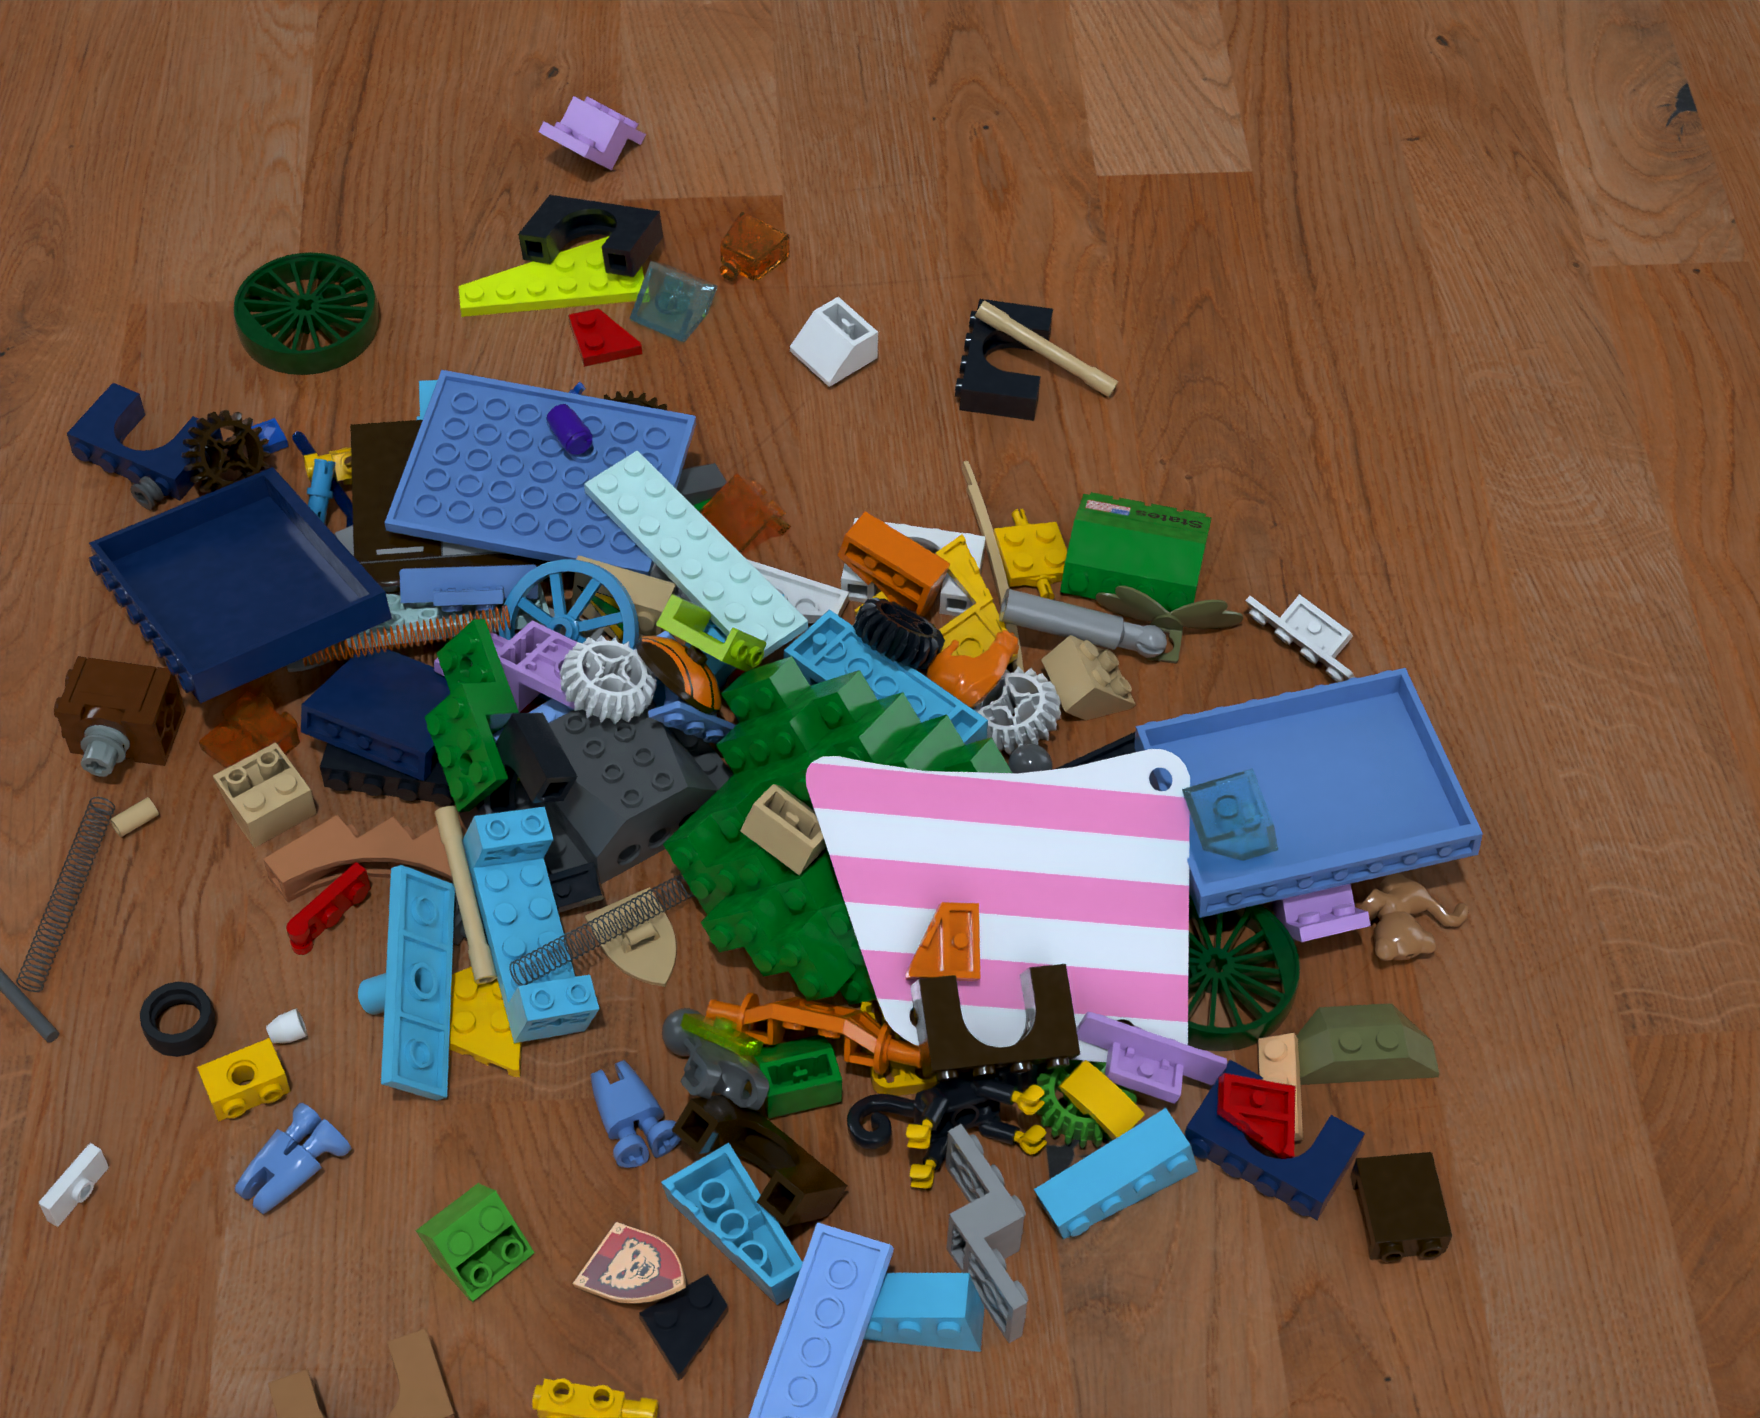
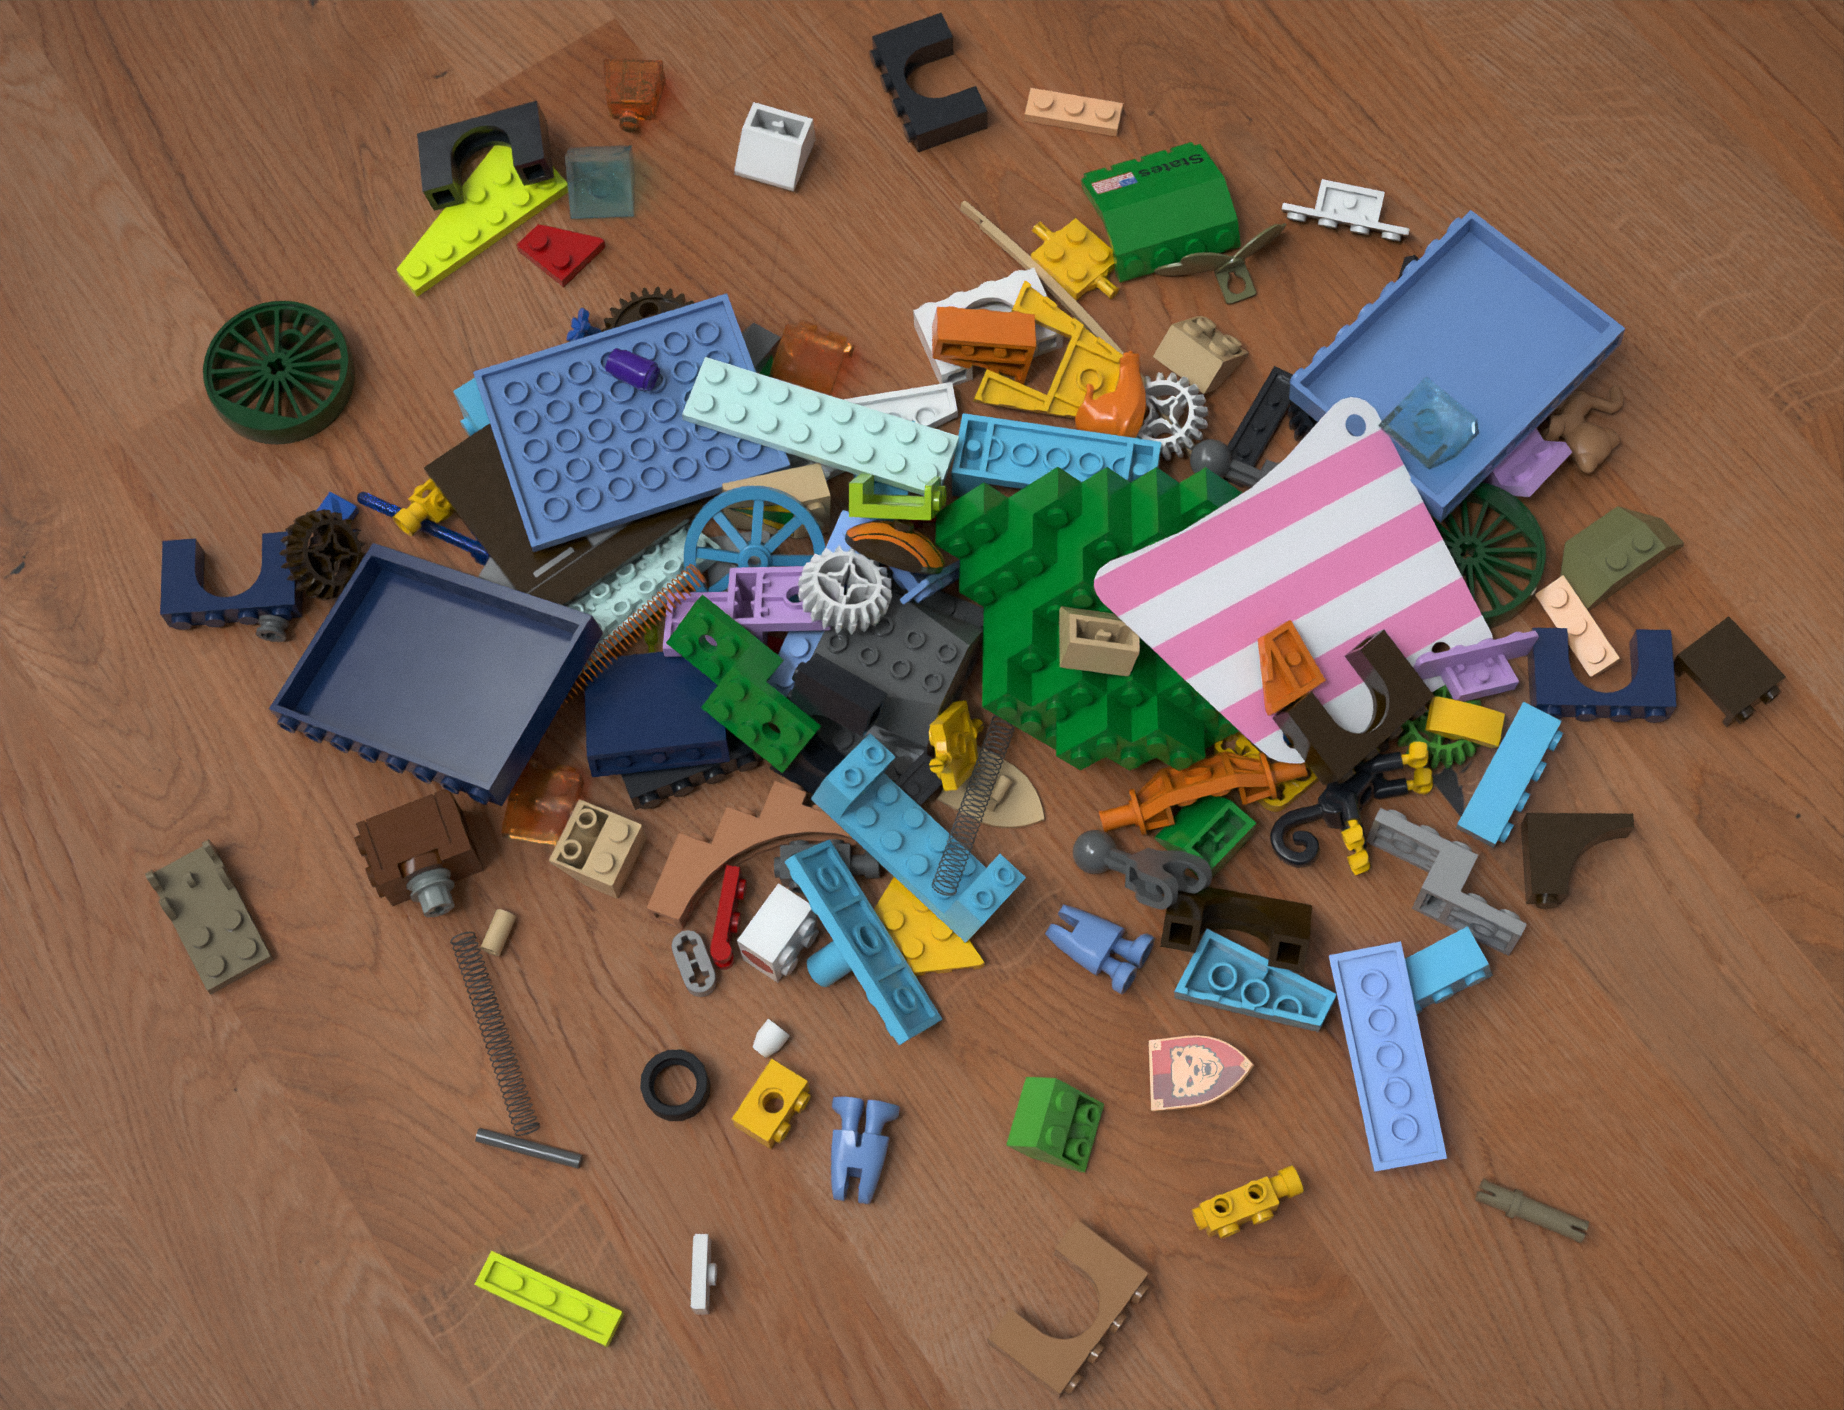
camera: 25 degrees left, 15 degrees up
(265, 930) = (686, 967): none -> light grey beam
(320, 487) = (430, 538): dark azure pin -> none
(352, 939) = (778, 933): none -> white brick
(462, 585) = (638, 565): medium blue bracket -> none
(479, 950) = (803, 802): tan piece -> none
(593, 131) = (408, 47): lavender bracket -> none
(620, 867) = (955, 745): none -> yellow plate
(684, 1322) = (1263, 1092): black wing -> none
(722, 1032) = (1134, 839): clear neon green plate -> none
(898, 633) = (1037, 404): black gear -> none
(1083, 623) = (1166, 308): light grey piece -> none
(1090, 375) = (910, 50): tan piece -> none
(1118, 442) = (1073, 112): none -> light nougat plate
(1125, 1265) = (1555, 842): none -> dark brown arch
(1260, 1110) = (1587, 659): red wing -> none

